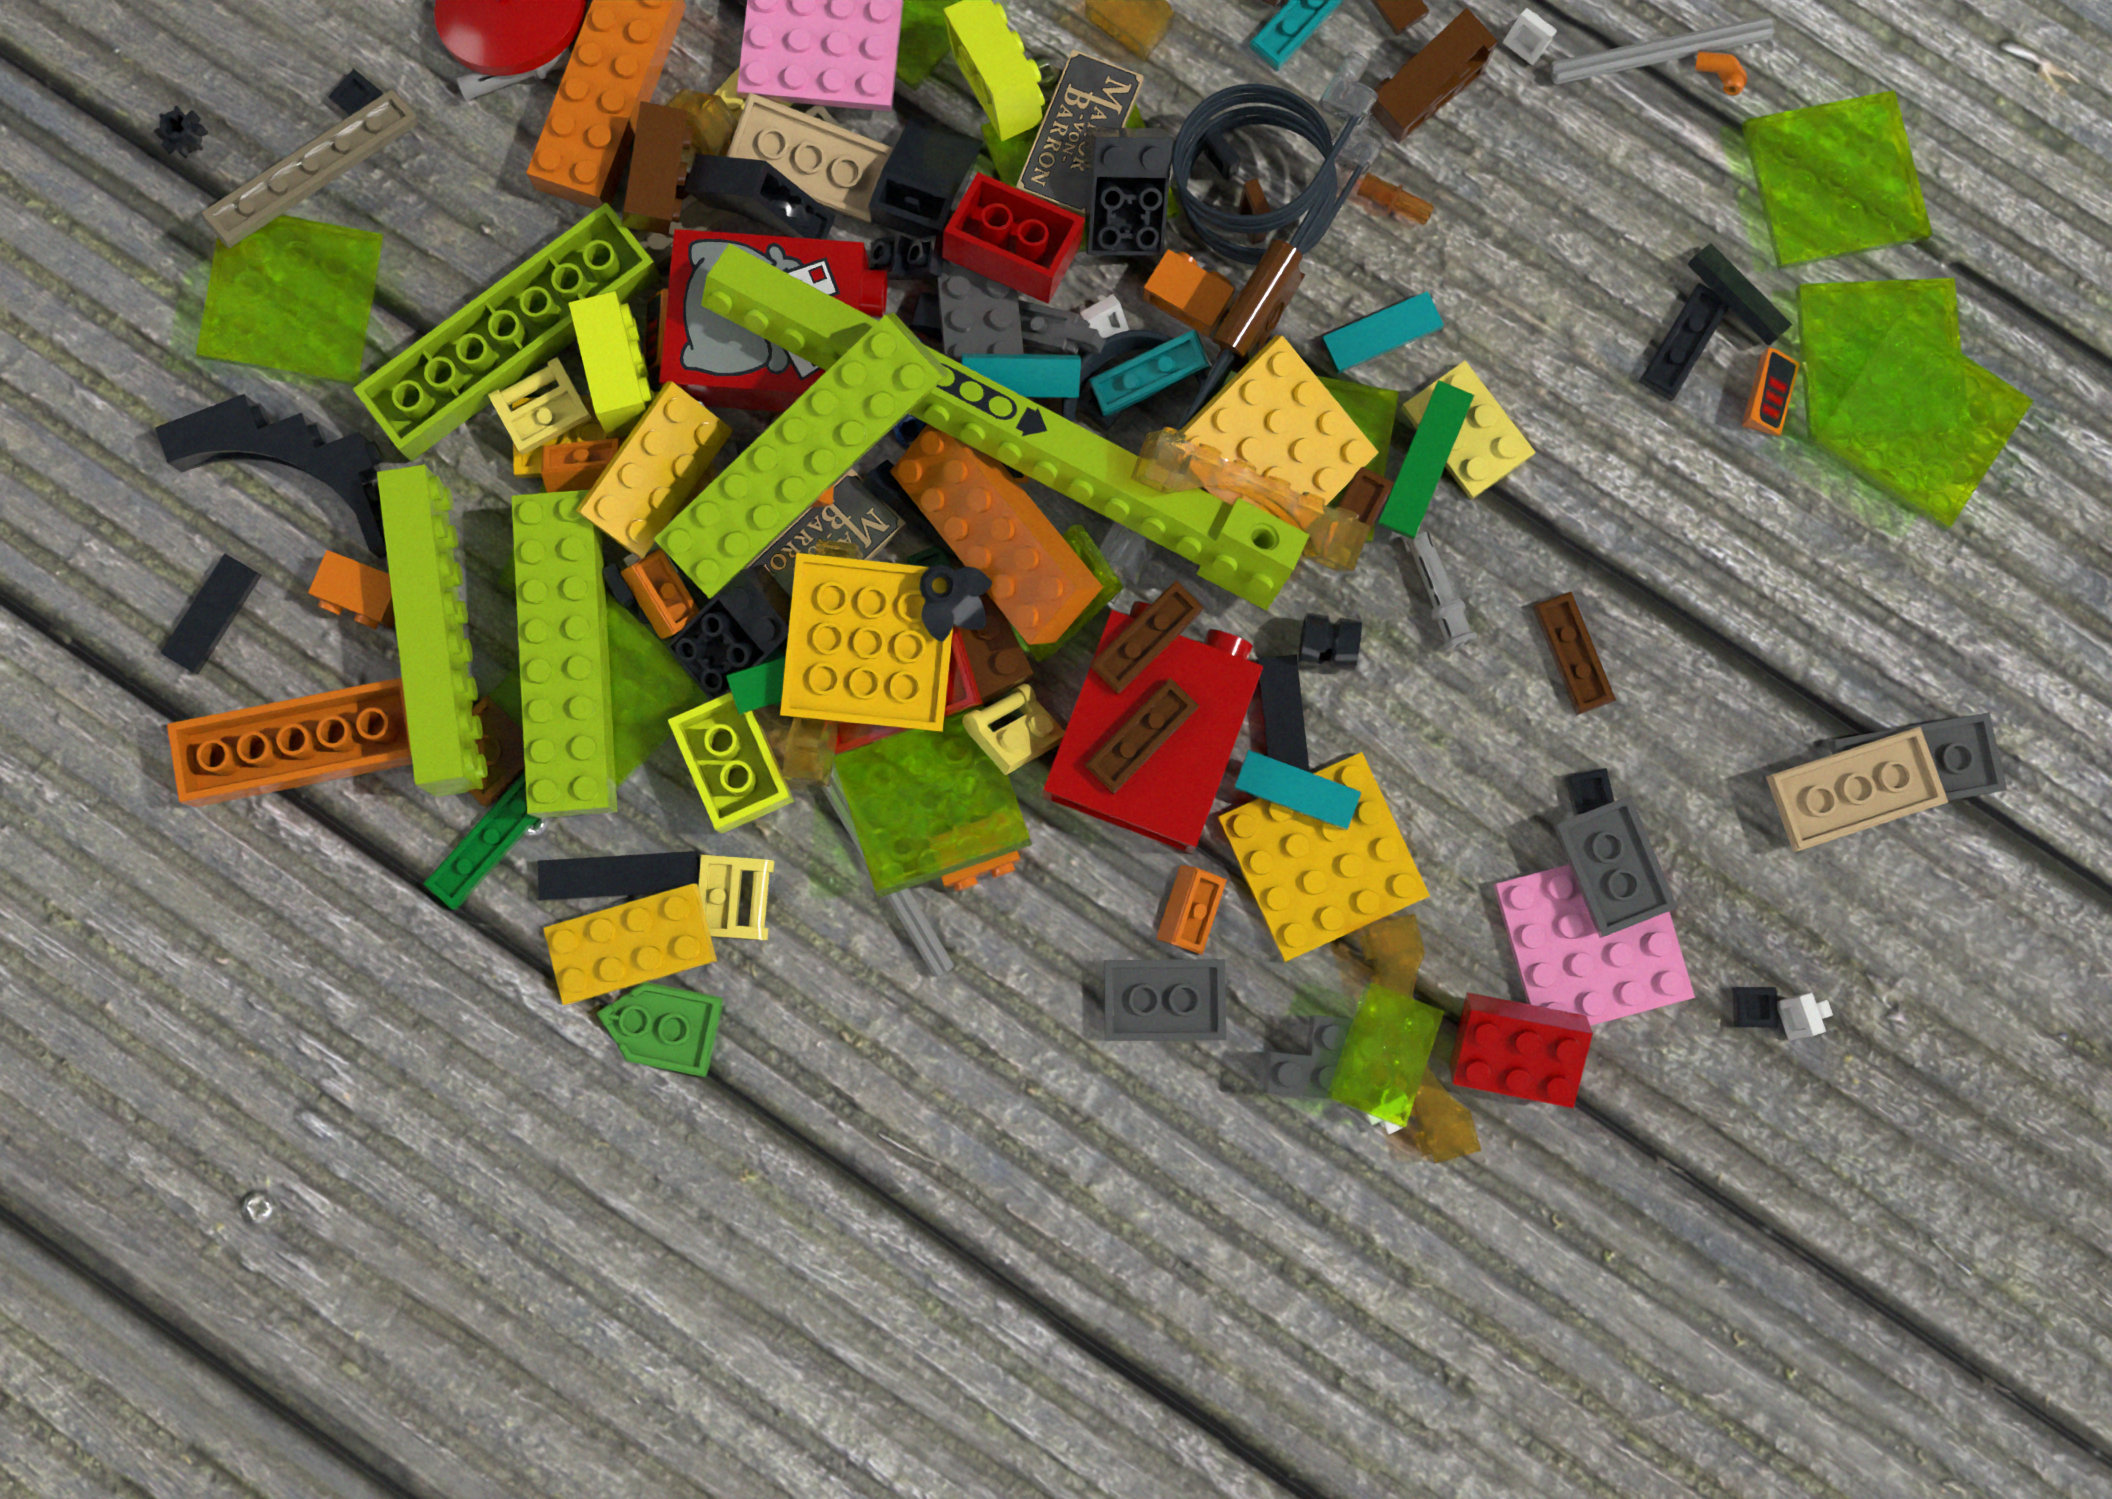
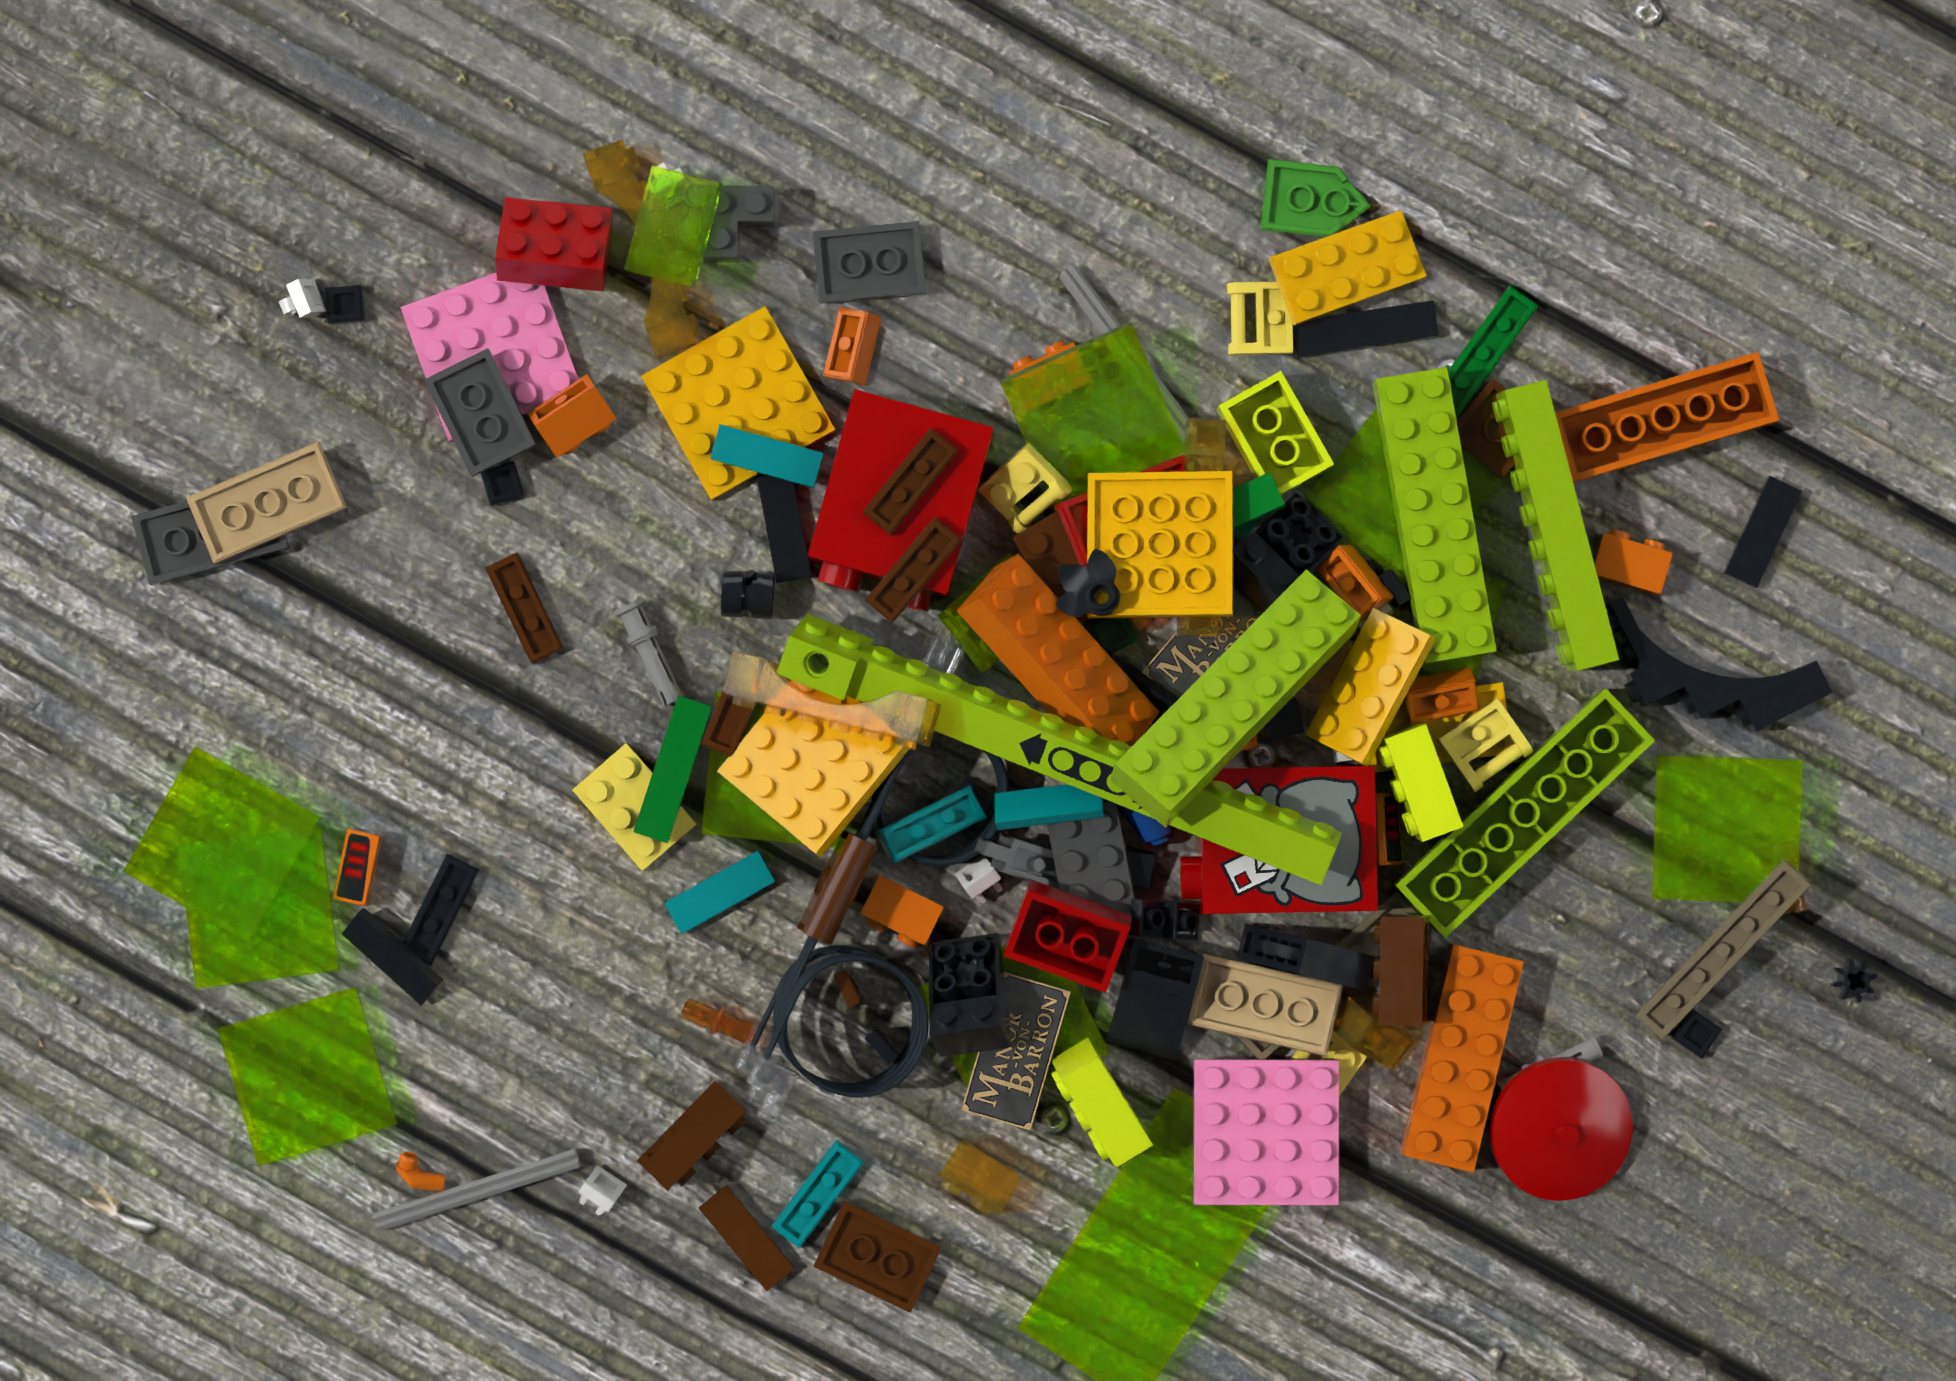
camera: 175 degrees right, 5 degrees up
(1511, 855) = (572, 416): none -> orange brick

